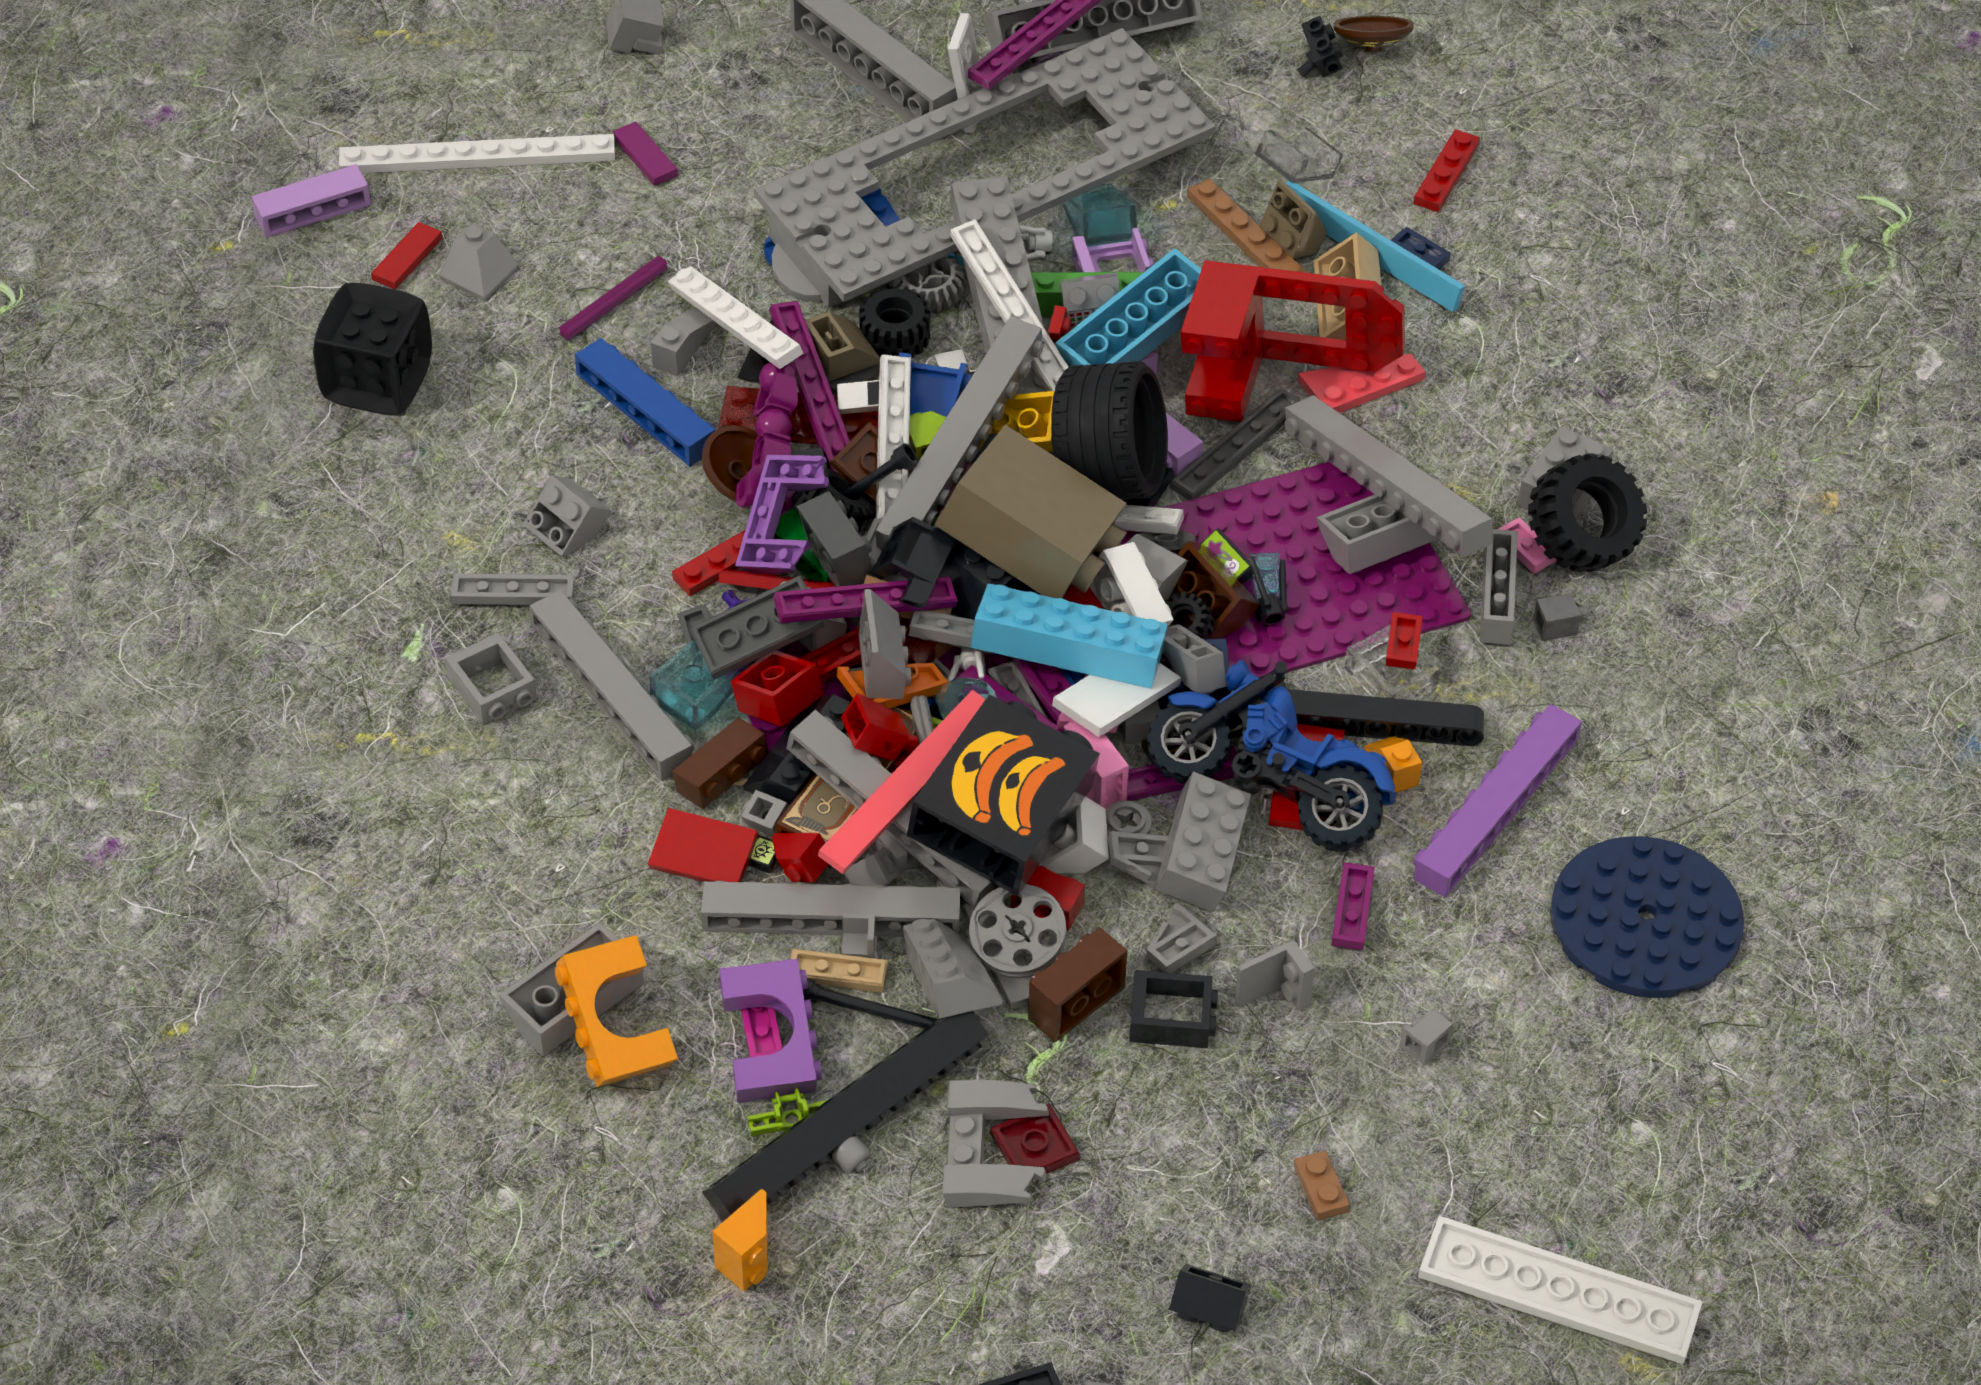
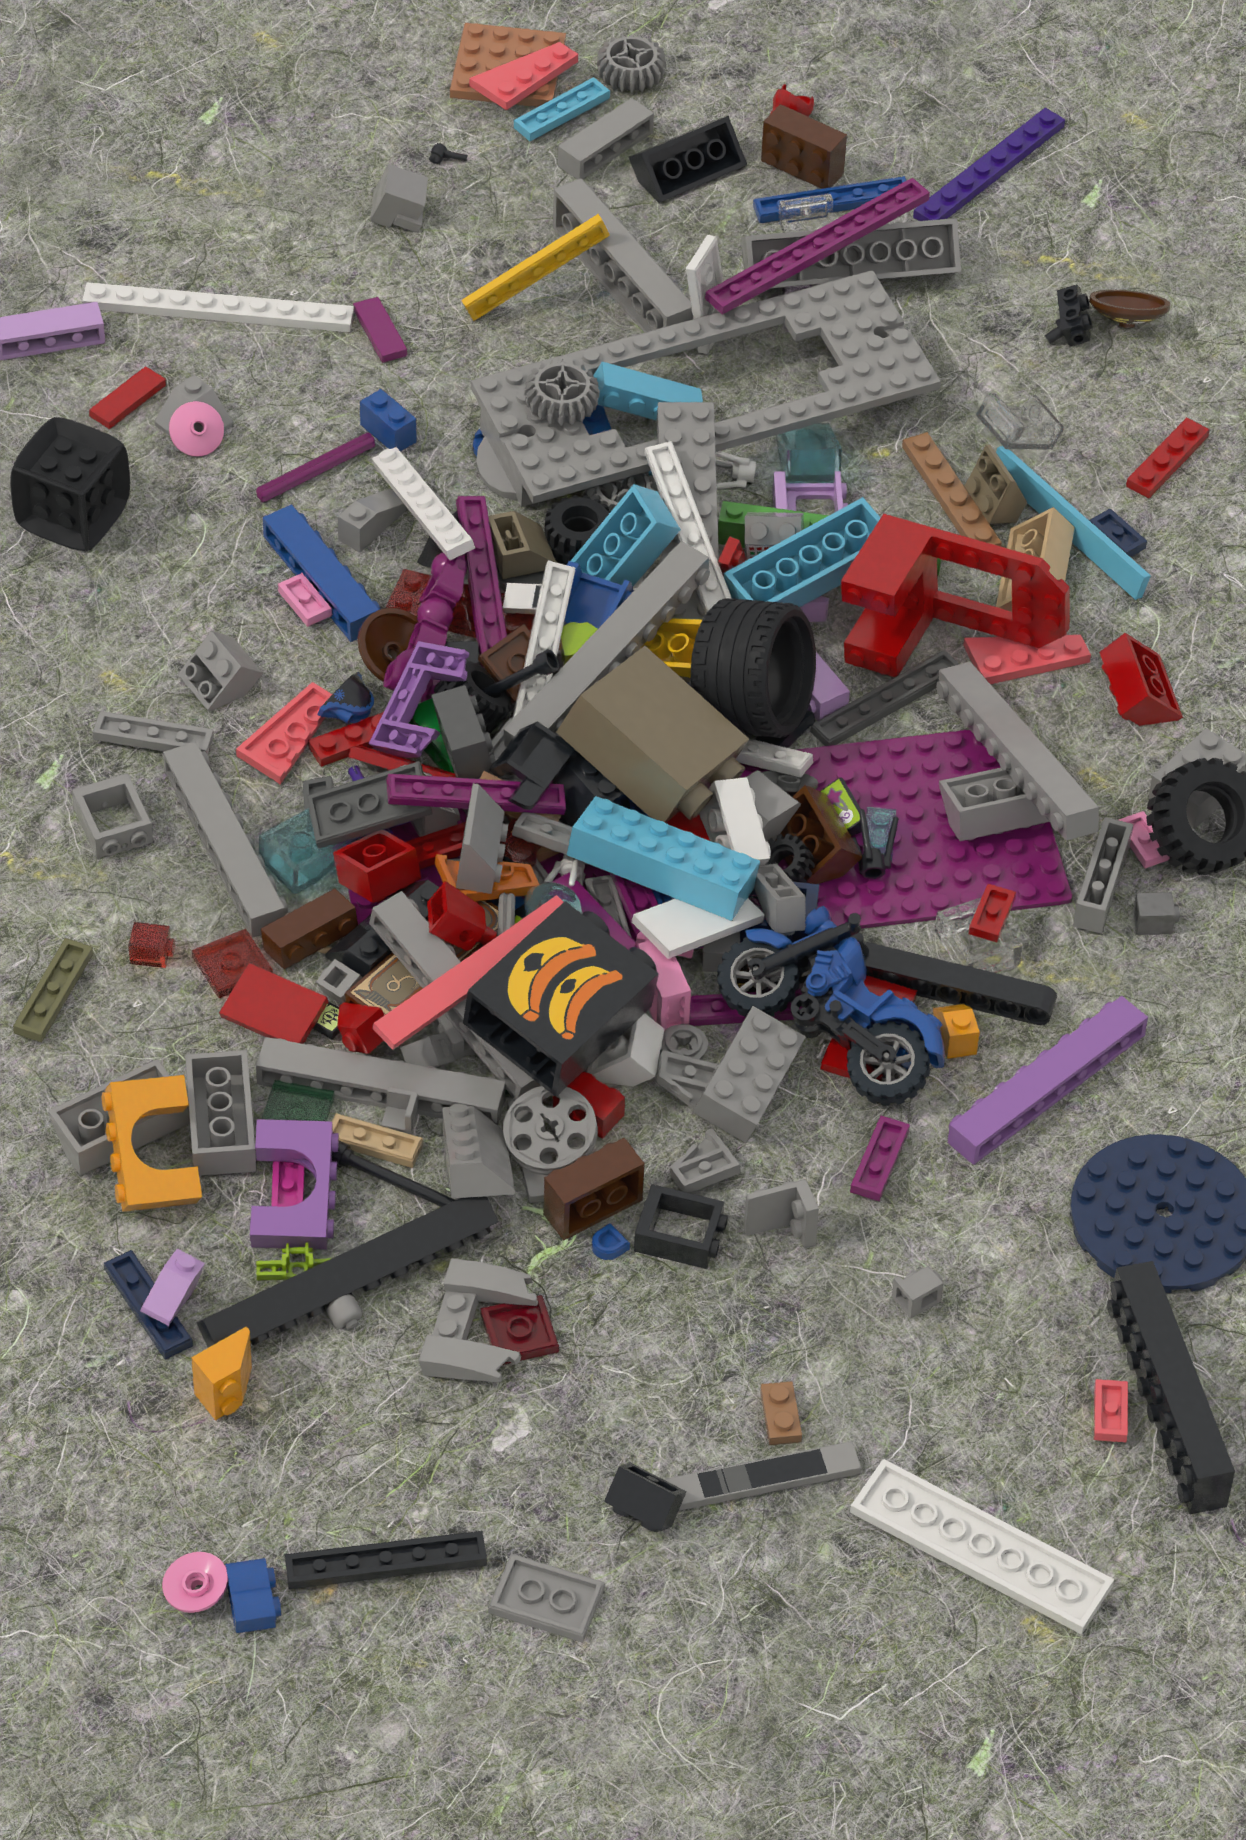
camera: 10 degrees right, 0 degrees up
(470, 867) = (53, 990): none -> olive plate
(475, 284) = (183, 433): none -> bright pink dish
(561, 805) = (150, 945): none -> clear red brick
(634, 431) = (304, 599): none -> bright pink plate
(643, 809) = (226, 960): none -> clear red tile
(645, 1181) = (134, 1286): none -> dark blue tile
(648, 569) = (284, 736): none -> coral wing
(670, 1158) = (173, 1287): none -> lavender slope
(676, 241) = (388, 421): none -> blue brick
(678, 967) = (220, 1112): none -> light grey brick
(707, 526) = (349, 702): none -> hat
(750, 945) = (298, 1102): none -> clear green tile
(789, 70) = (535, 267): none -> yellow tile
(850, 187) = (545, 396): none -> light grey gear
(921, 177) = (638, 391): none -> medium azure brick
(952, 321) = (629, 538): none -> medium azure brick
(1103, 1038) = (609, 1243): none -> blue tile
(1326, 1252) = (768, 1475): none -> tile
(1479, 392) = (1139, 682): none -> red slope
(1650, 1126) = (1110, 1410): none -> coral plate
(1708, 1094) = (1171, 1388): none -> black brick

